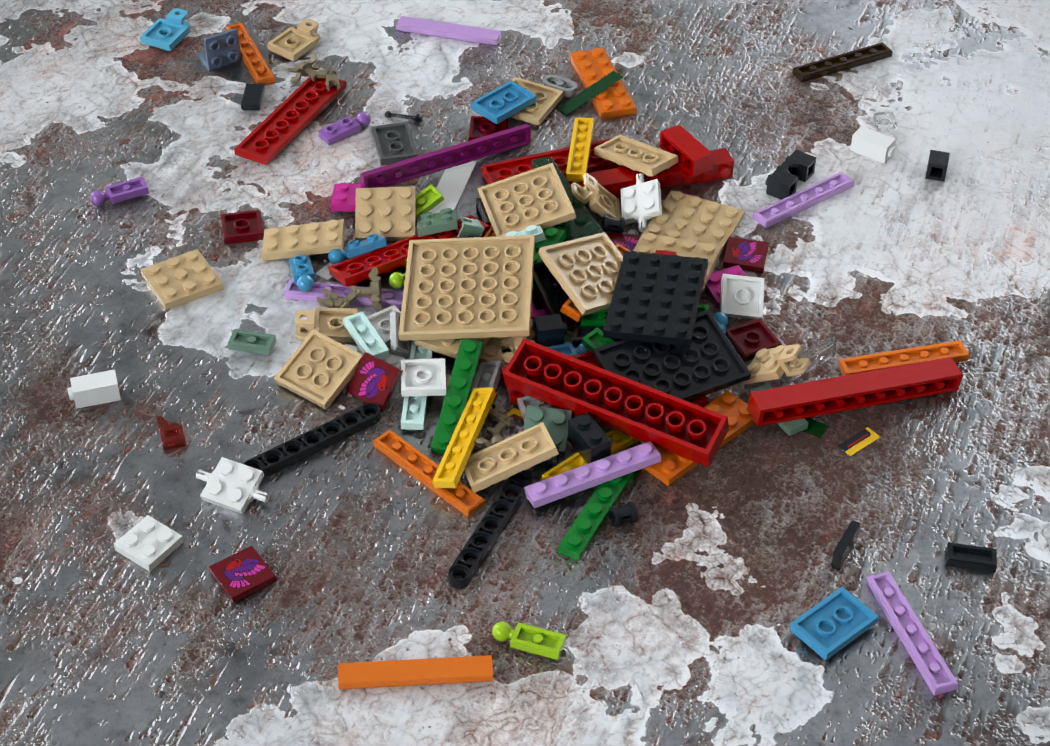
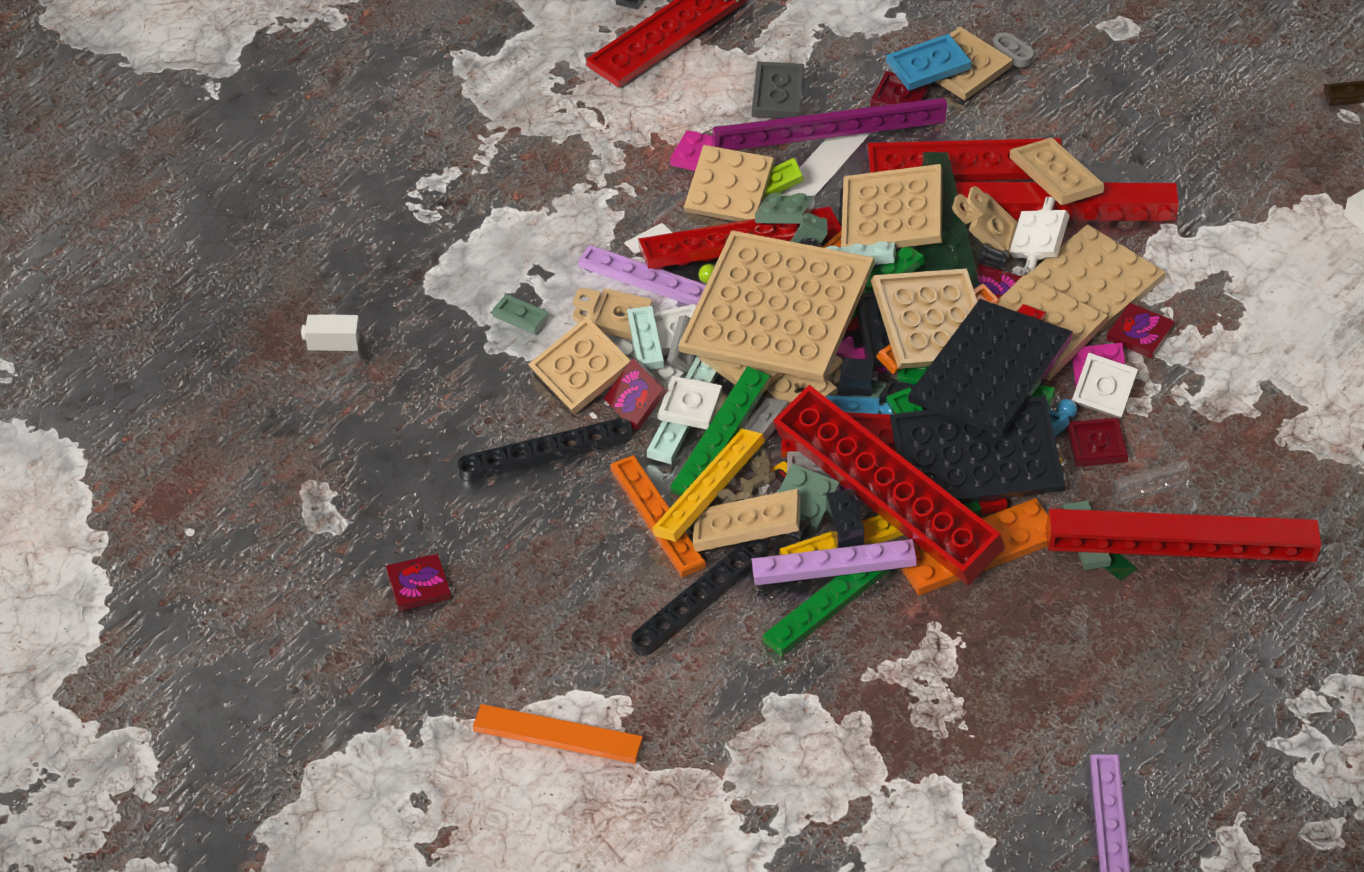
camera: 20 degrees right, 5 degrees up
(120, 191) = (438, 88): medium lavender plate -> none
(148, 543) = (333, 524): white plate -> none
(171, 434) = (397, 404): clear red tile -> none
(181, 279) = (470, 217): tan plate -> none
(232, 485) = (440, 480): white plate -> none
(242, 227) = (561, 164): dark red tile -> none
(302, 272) = (607, 239): dark azure plate -> none
(303, 239) = (623, 197): tan plate -> none
(334, 301) = (677, 281): dark tan piece -> none
(344, 128) = (726, 56): medium lavender plate -> none
(357, 248) = (680, 222): dark azure plate -> none
(418, 118) = (820, 59): black hinge -> none
(531, 639) = (691, 729): lime plate -> none
(579, 149) = (993, 146): yellow plate -> none
(590, 92) = (1045, 68): dark green sticker -> none
(593, 66) = (1070, 56): orange plate -> none
(623, 514) = (849, 616): black bush -> none
(691, 153) = (1121, 178): red brick -> none
(773, 362) = (1100, 477): tan plate -> none
(785, 177) = (1231, 243): black arch -> none
(803, 199) = (1249, 272): lavender tile -> none
(833, 623) = (1027, 796): dark azure plate -> none
(845, 545) = (1083, 713): black tile -> none
(858, 441) = (1164, 596): sticker -> none
(889, 359) = (1327, 512): orange plate -> none
(971, 557) = (1224, 762): black tile -> none

